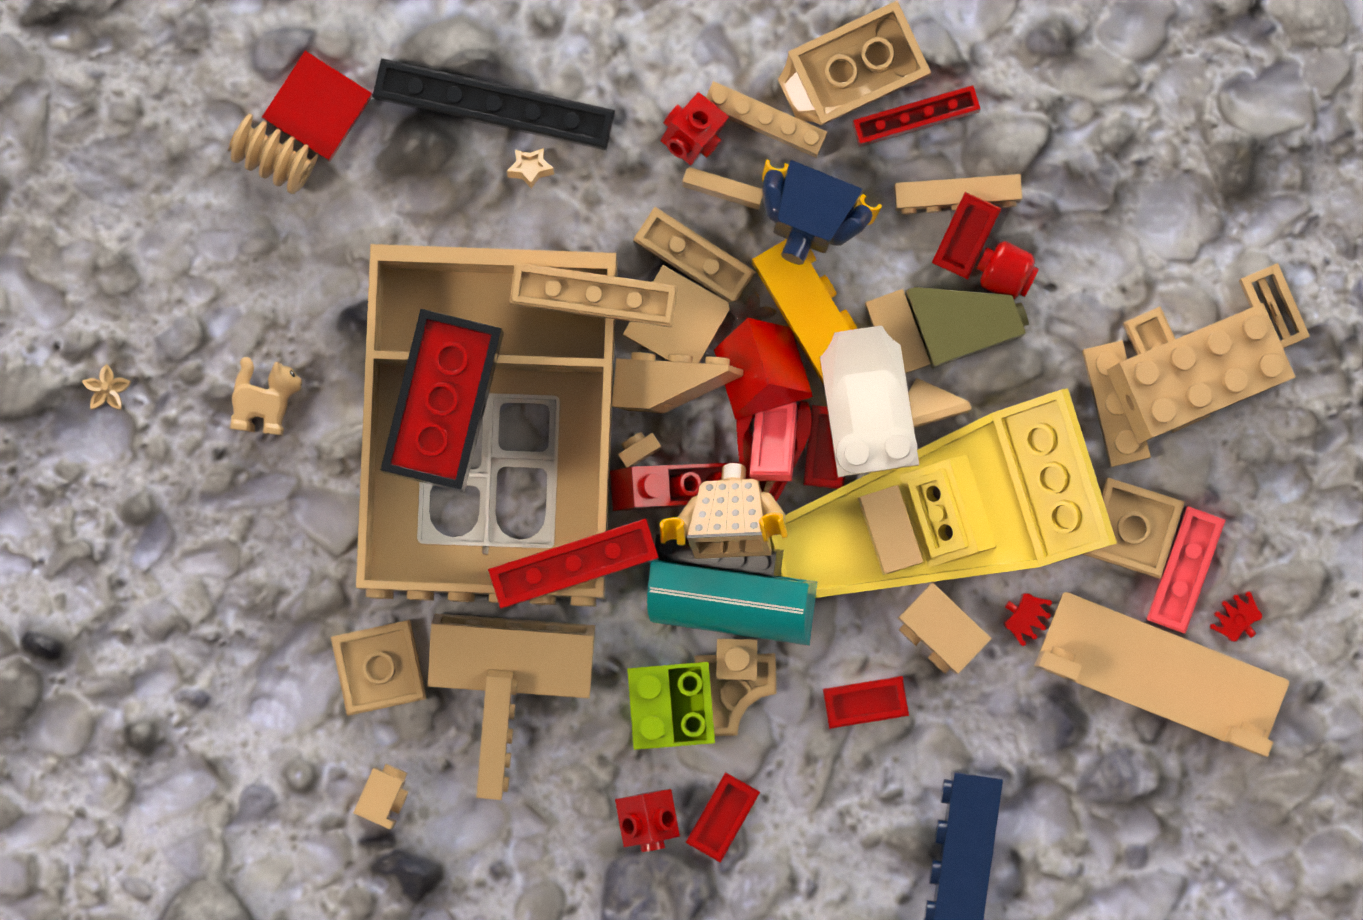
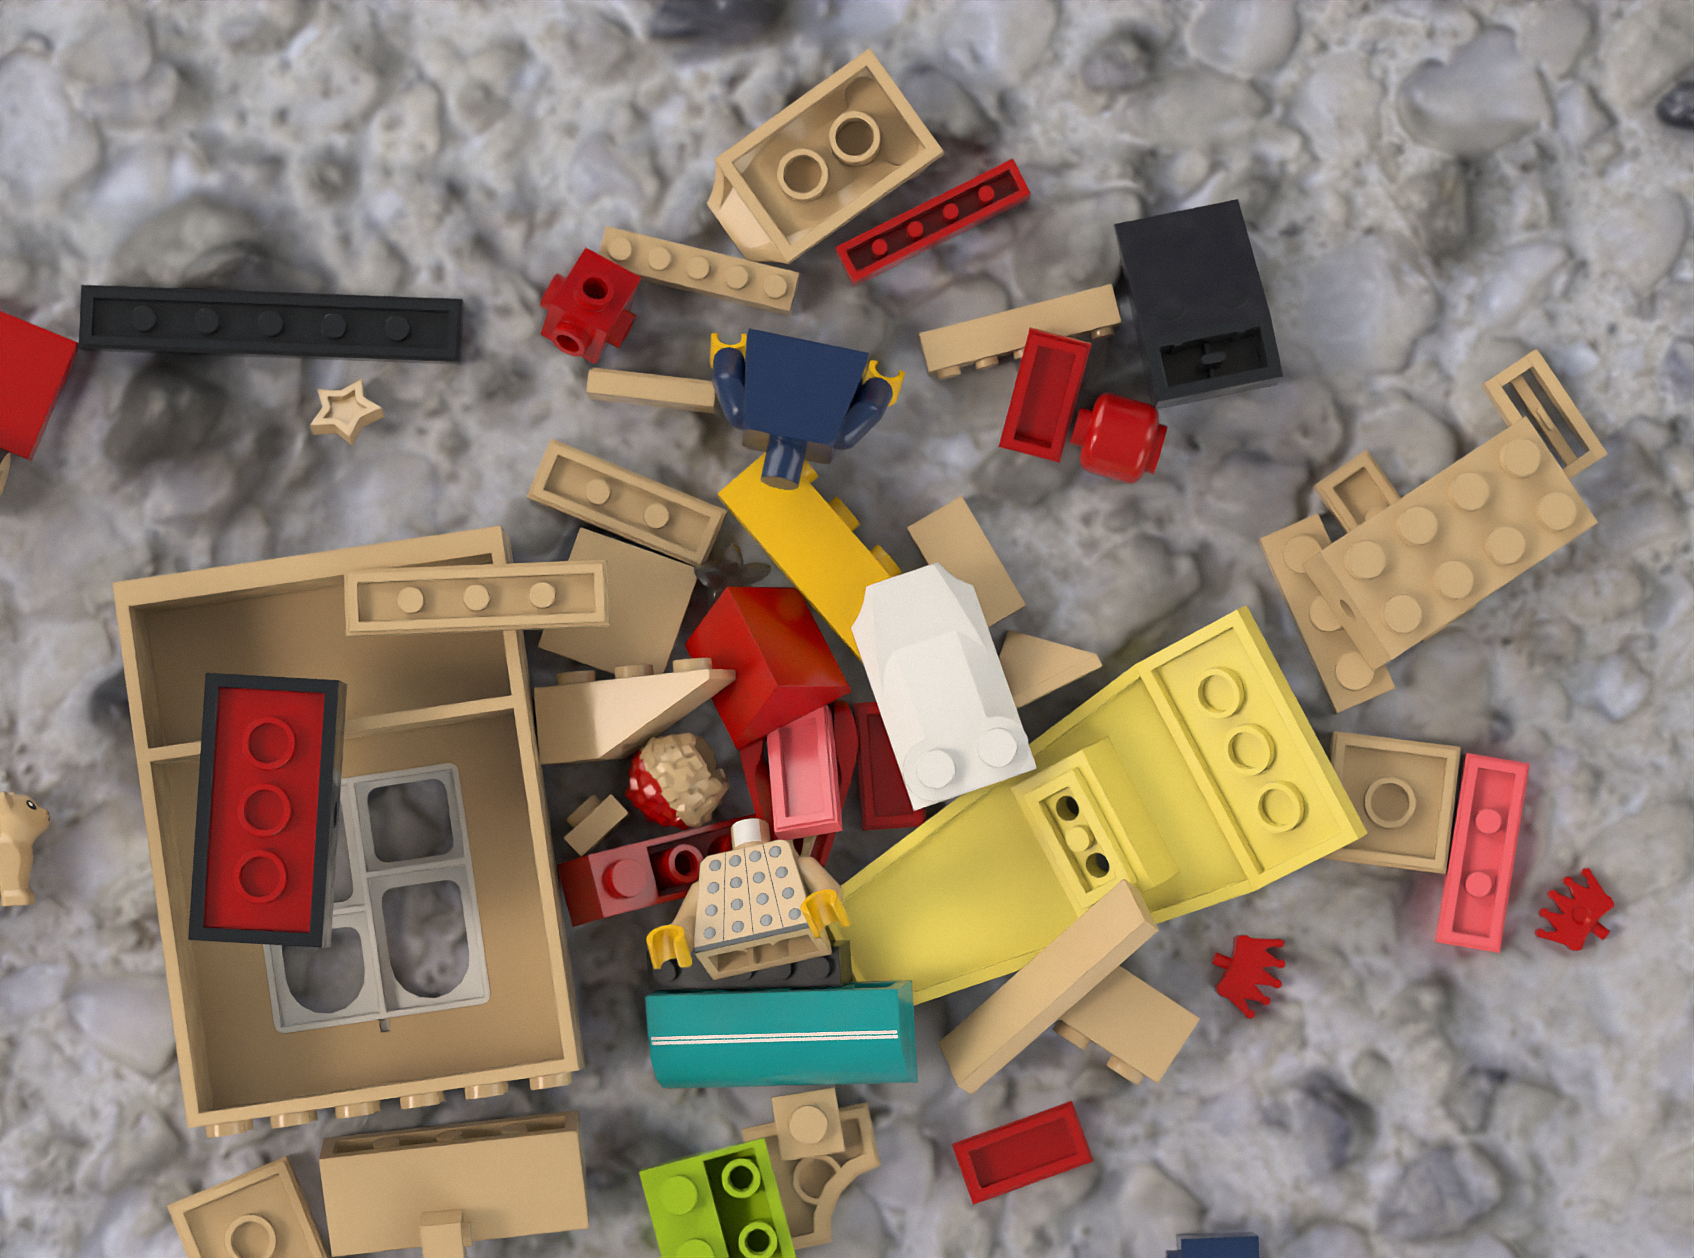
camera: 15 degrees left, 0 degrees up
(573, 563) = (521, 1028): red gear -> none
(694, 432) = (676, 781): none -> tan piece
(890, 529) = (1010, 877): tan tile -> none
(901, 601) = (1048, 986): none -> tan tile
(964, 322) = (1066, 530): olive slope -> none
(1071, 197) = (1198, 305): none -> black slope
(1162, 673) = (1476, 1022): tan bracket -> none

